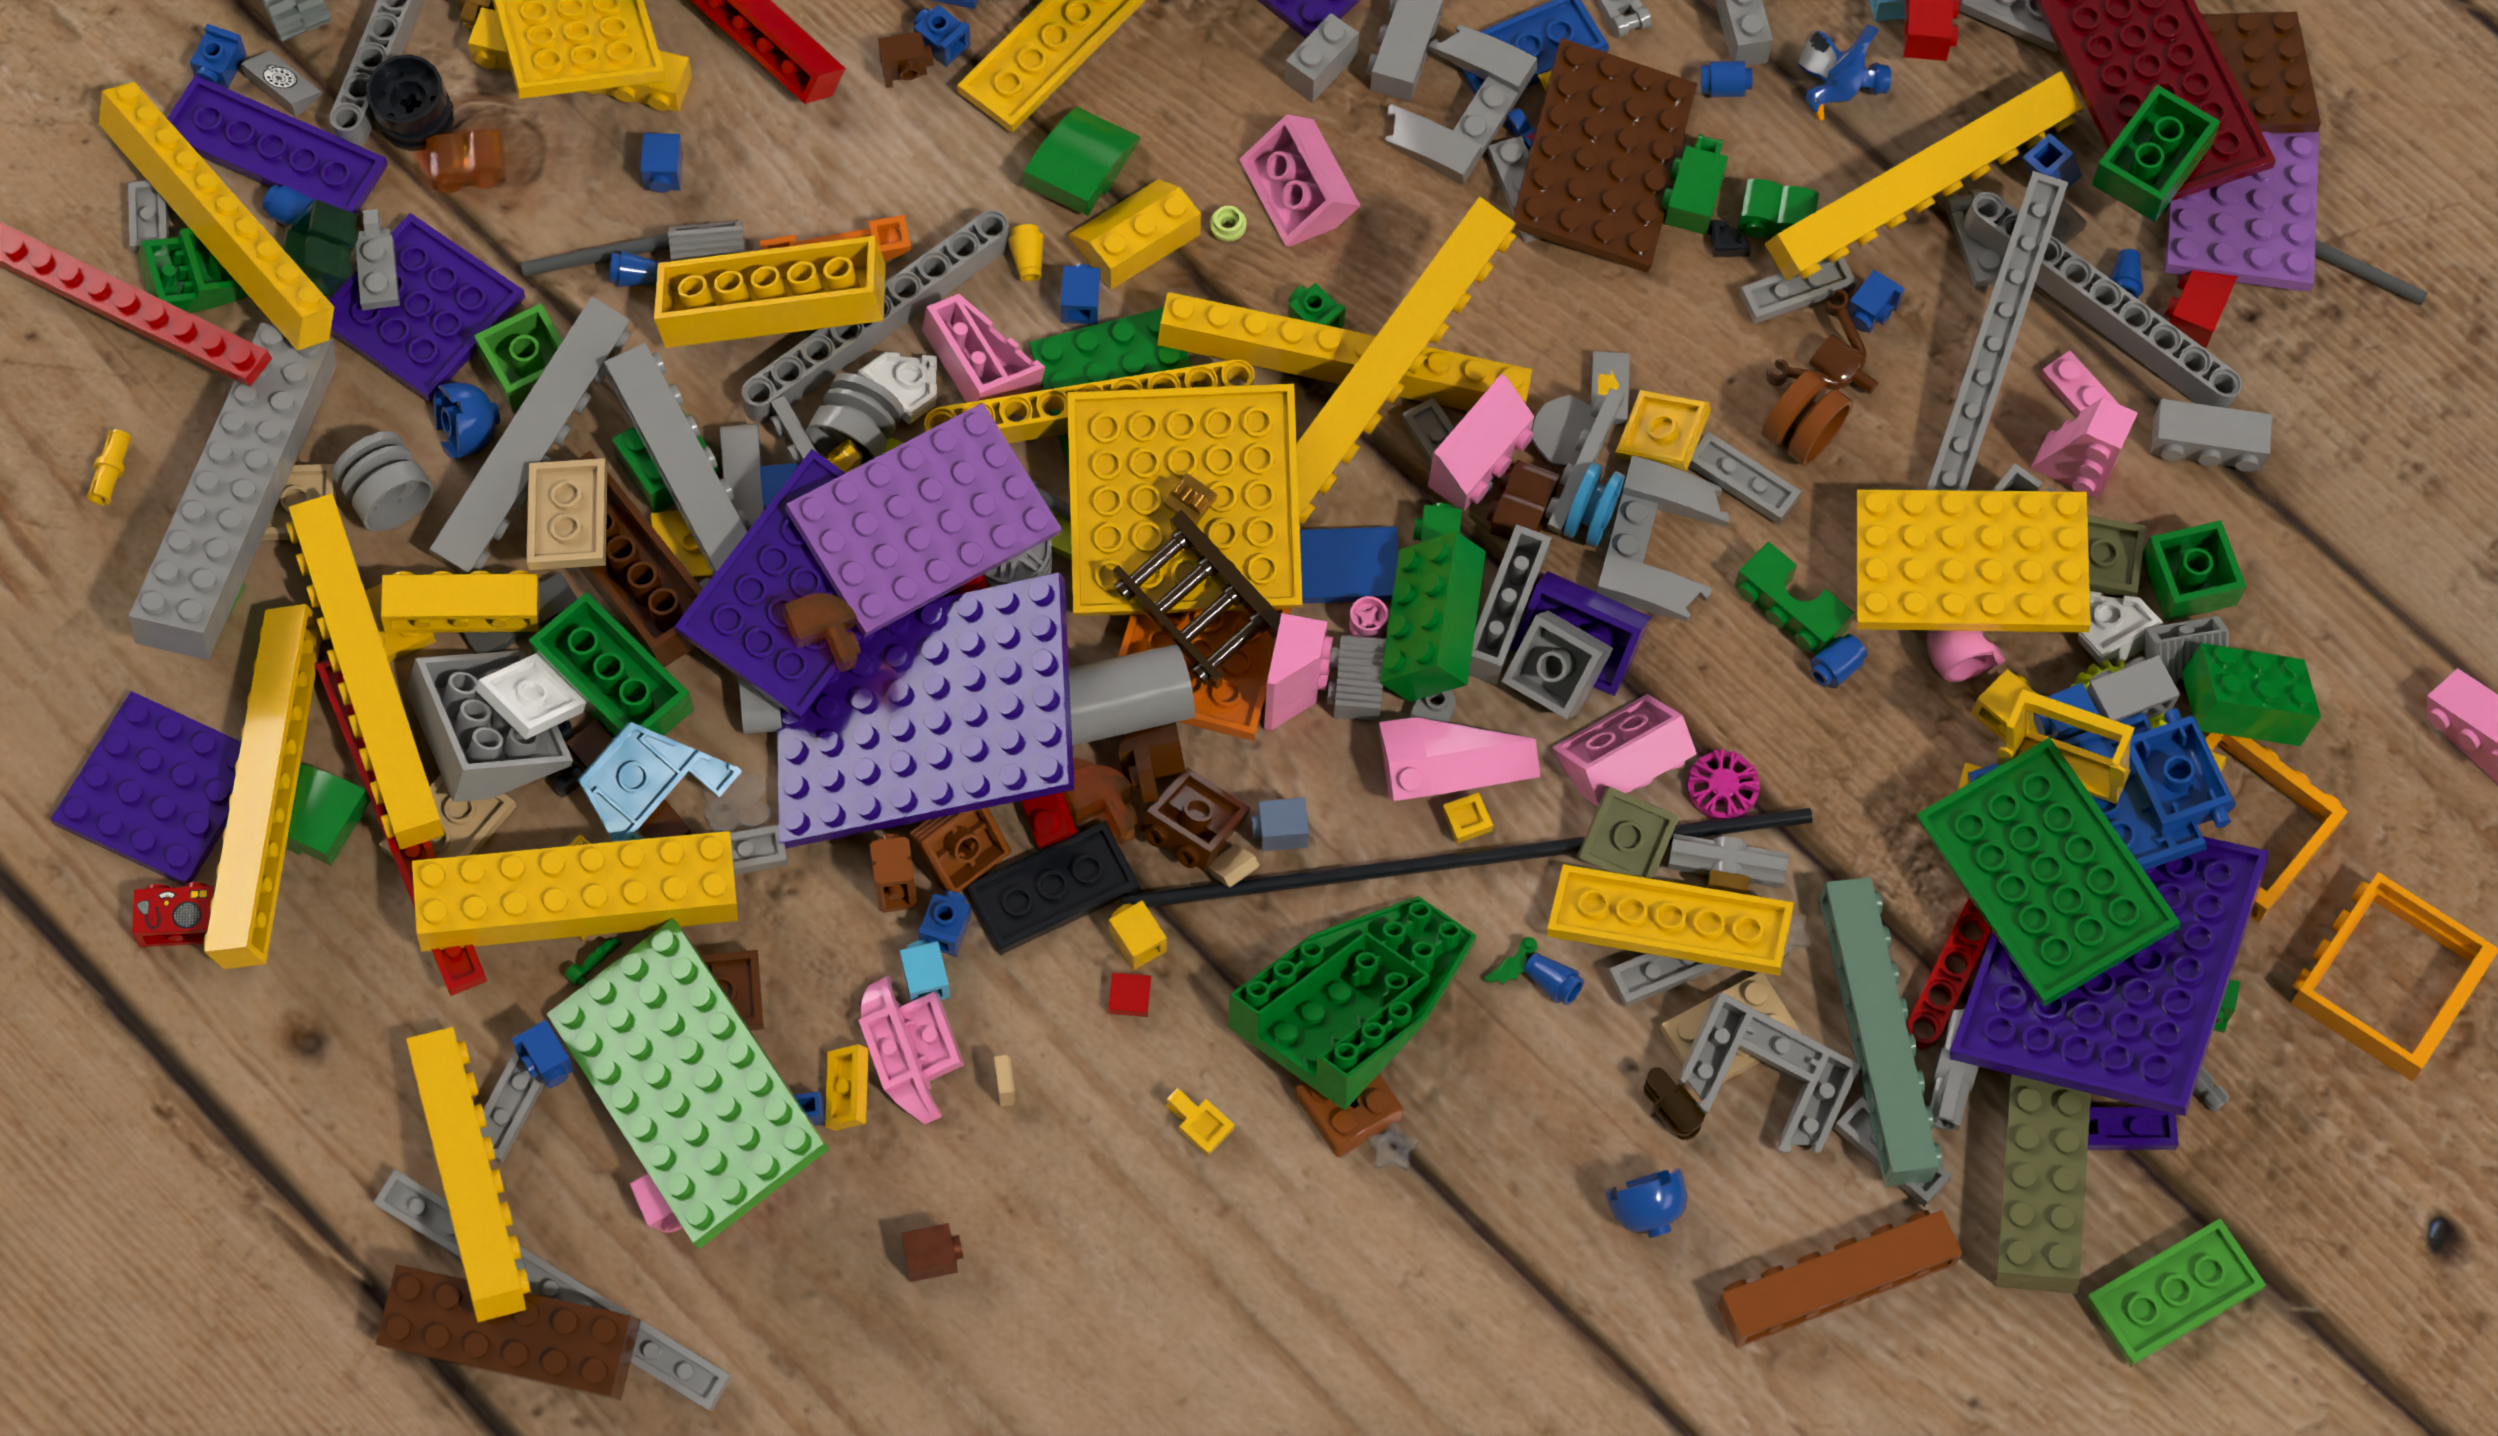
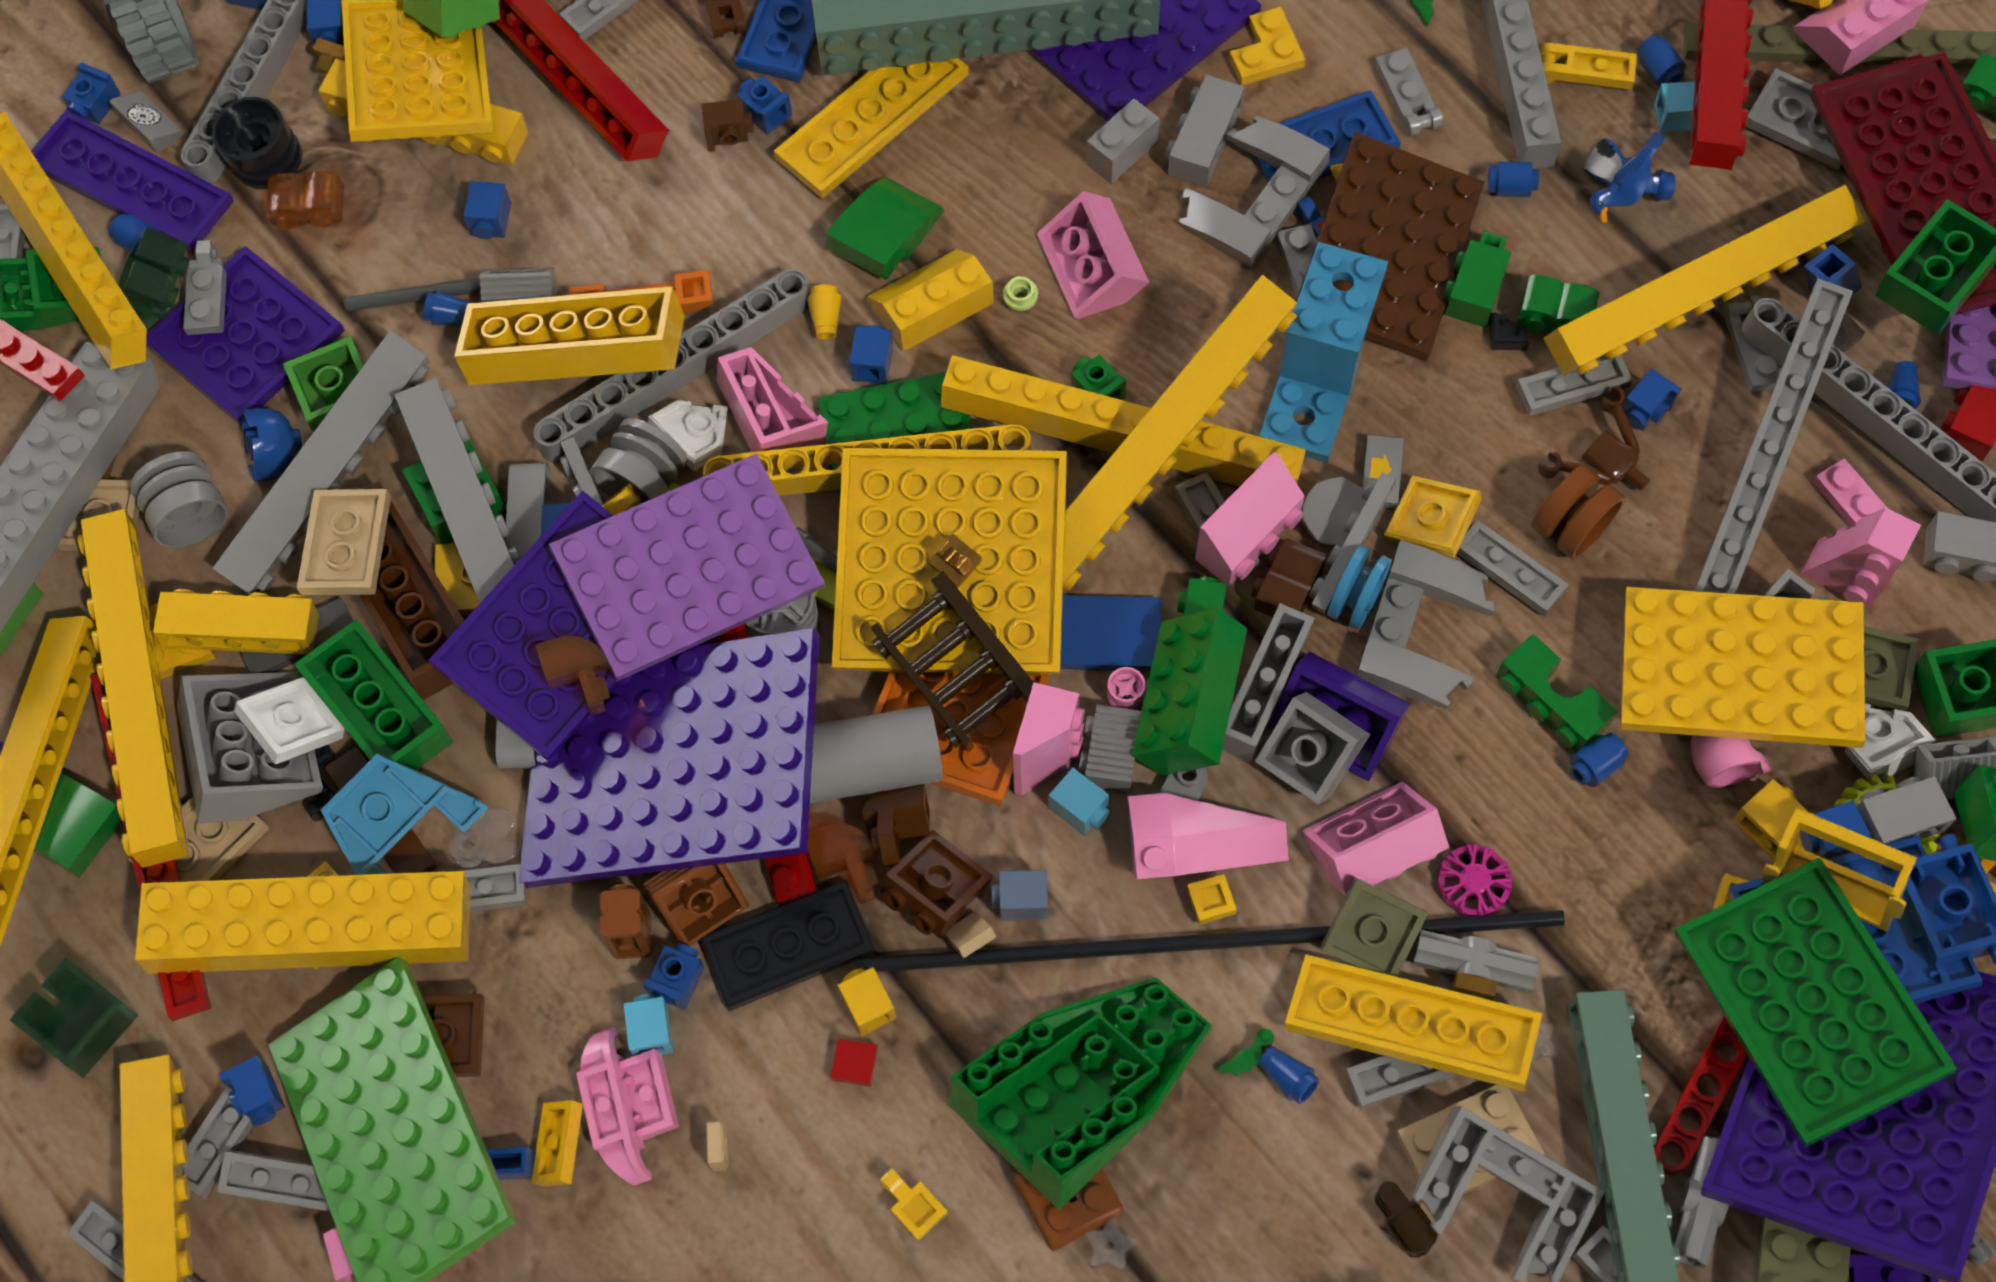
camera: 10 degrees right, 0 degrees up
(359, 998) = (80, 1024): none -> clear green piece
(575, 1140) = (271, 1180): none -> light grey plate
(577, 974) = (305, 1004): green piece -> none
(1330, 732) = (1079, 802): none -> medium azure brick
(1544, 267) = (1323, 349): none -> dark azure bracket

